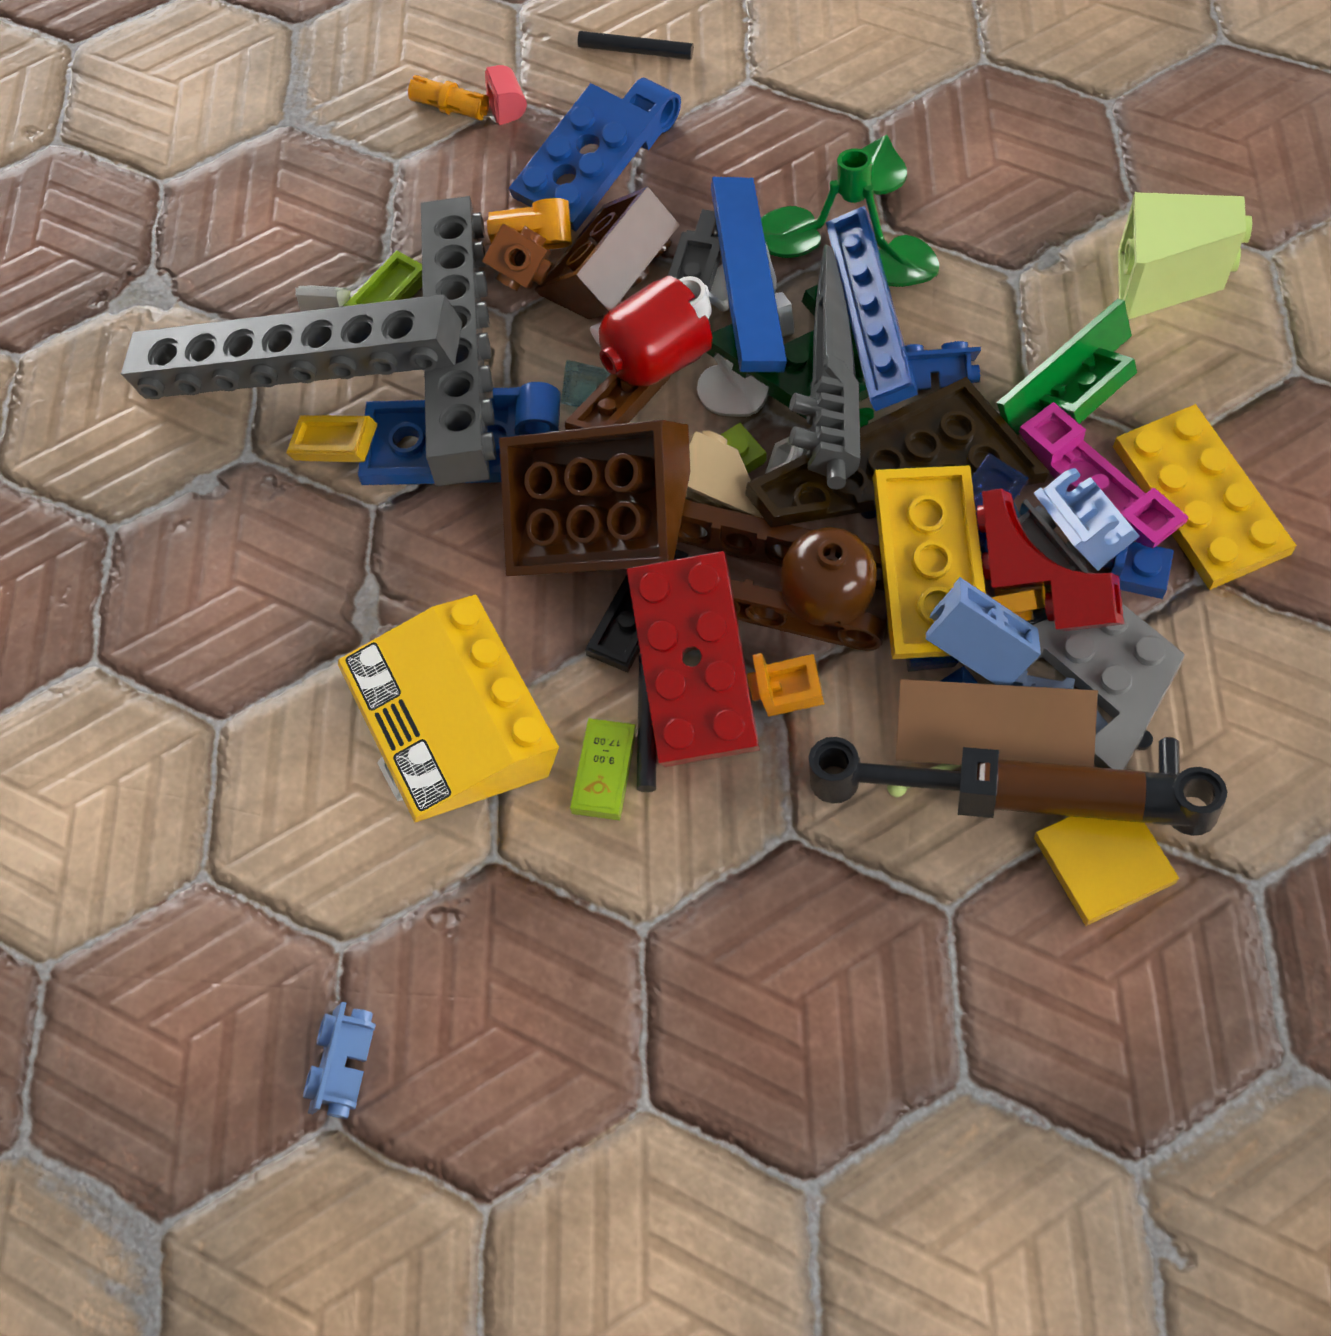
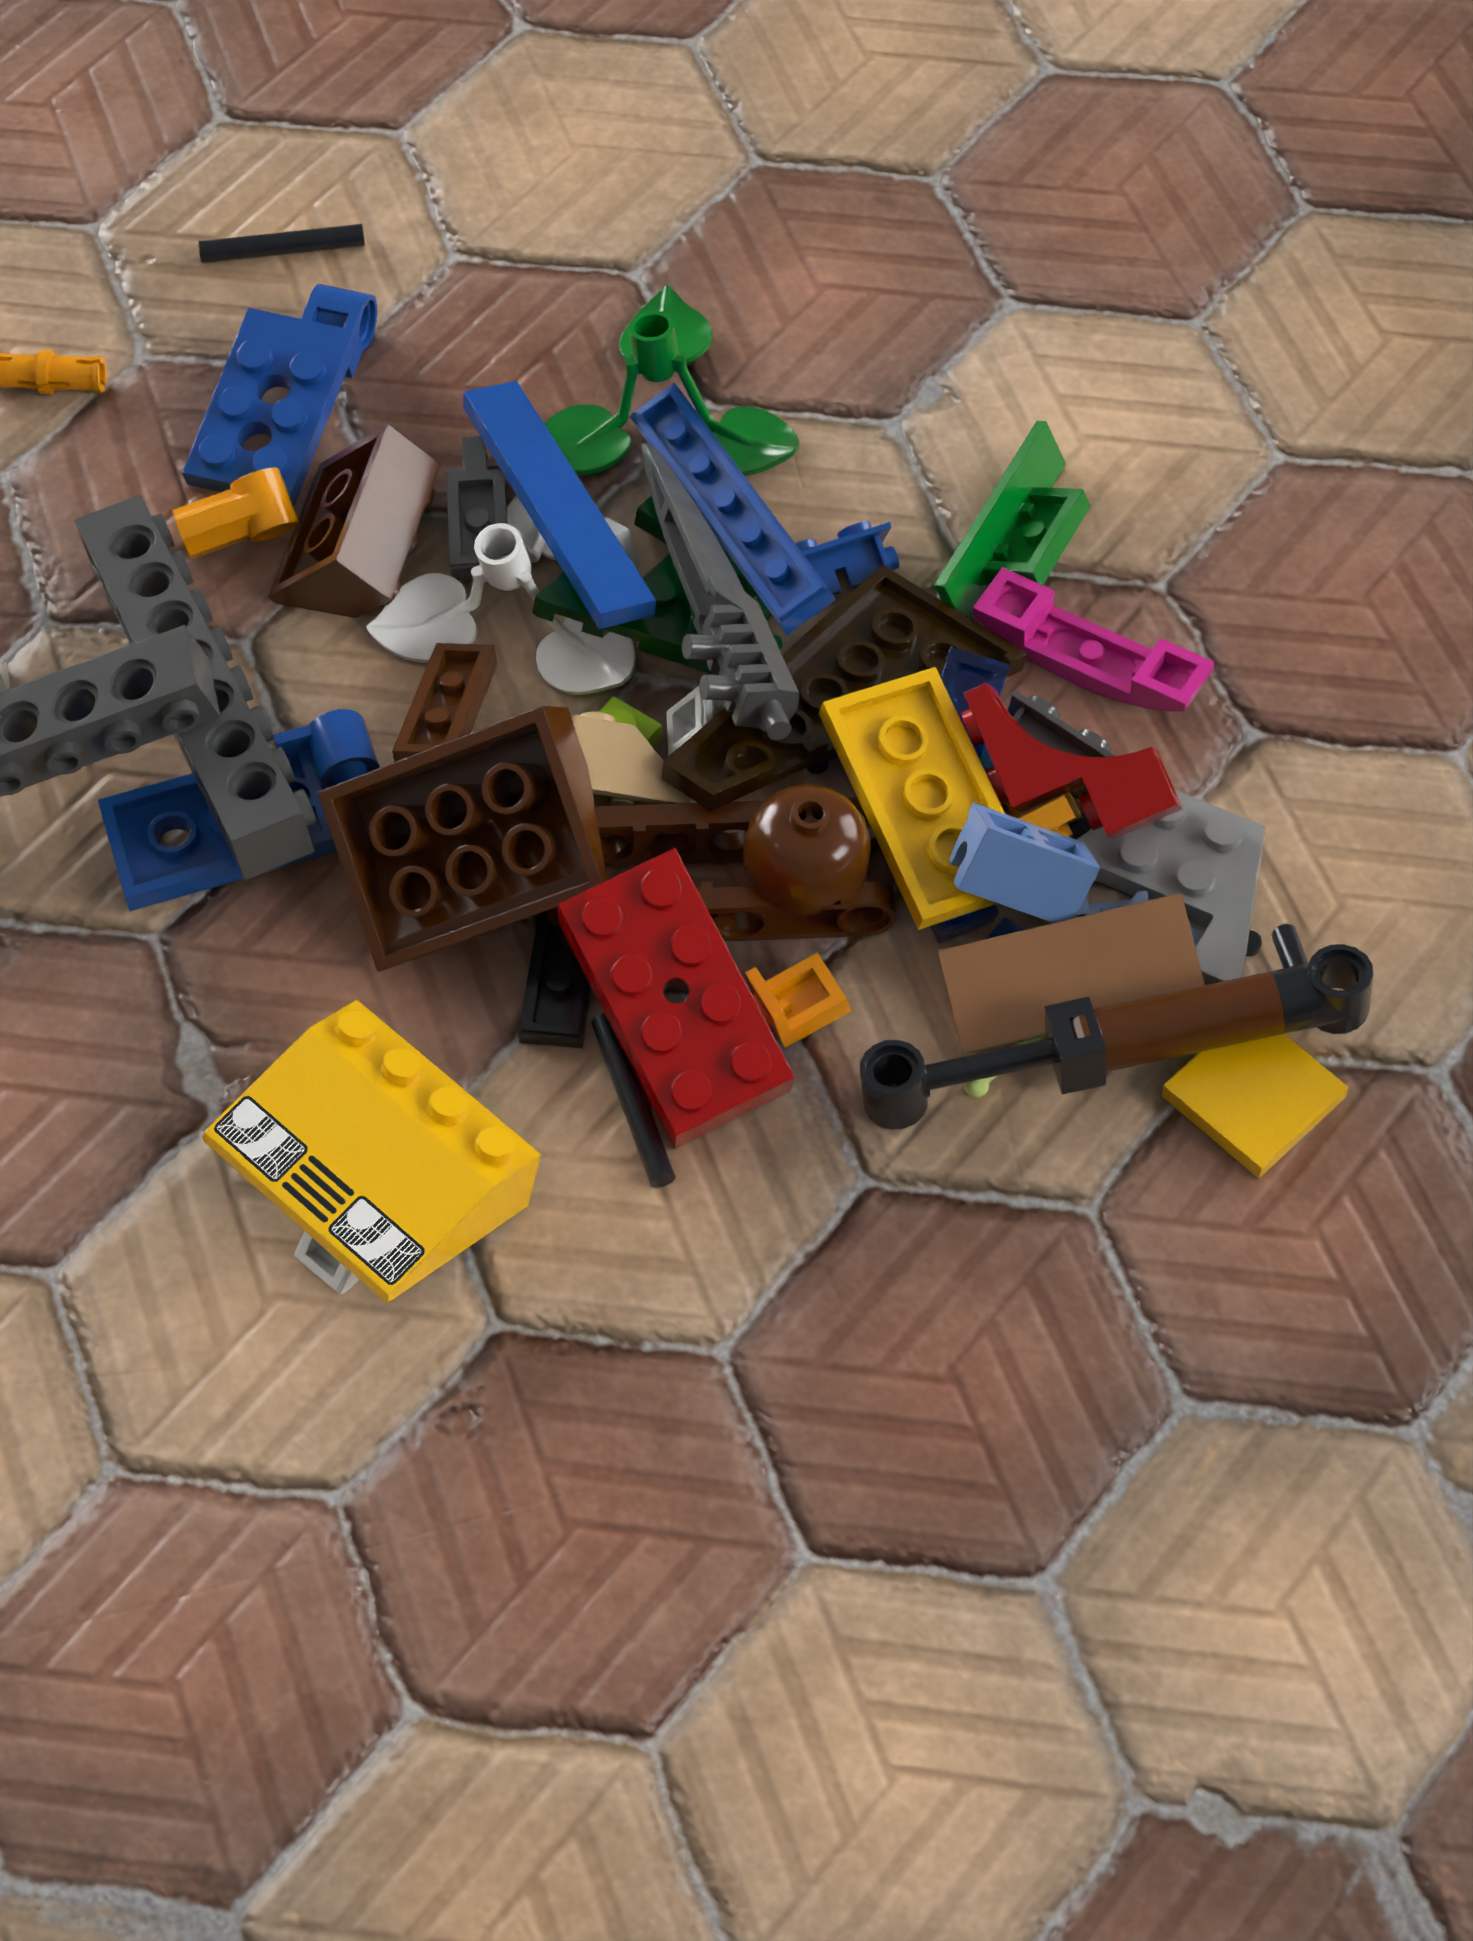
camera: 25 degrees left, 5 degrees down
(332, 438) = (67, 860): yellow tile -> none
(332, 1081) = (390, 1656): medium blue hinge -> none
(395, 280) = (65, 637): lime tile -> none
(504, 94) = (128, 351): coral brick -> none
(504, 252) = (216, 562): dark orange brick -> none
(581, 382) = (386, 700): clear light blue slope -> none
(603, 769) = (599, 1173): lime tile -> none
(653, 334) = (470, 608): red cylinder -> none
(1087, 518) = (1094, 695): medium blue hinge -> none
(1142, 569) = (1180, 737): blue bracket -> none
(1179, 248) = (1088, 342): yellowish green slope -> none
(1228, 520) = (1263, 659): yellow plate -> none

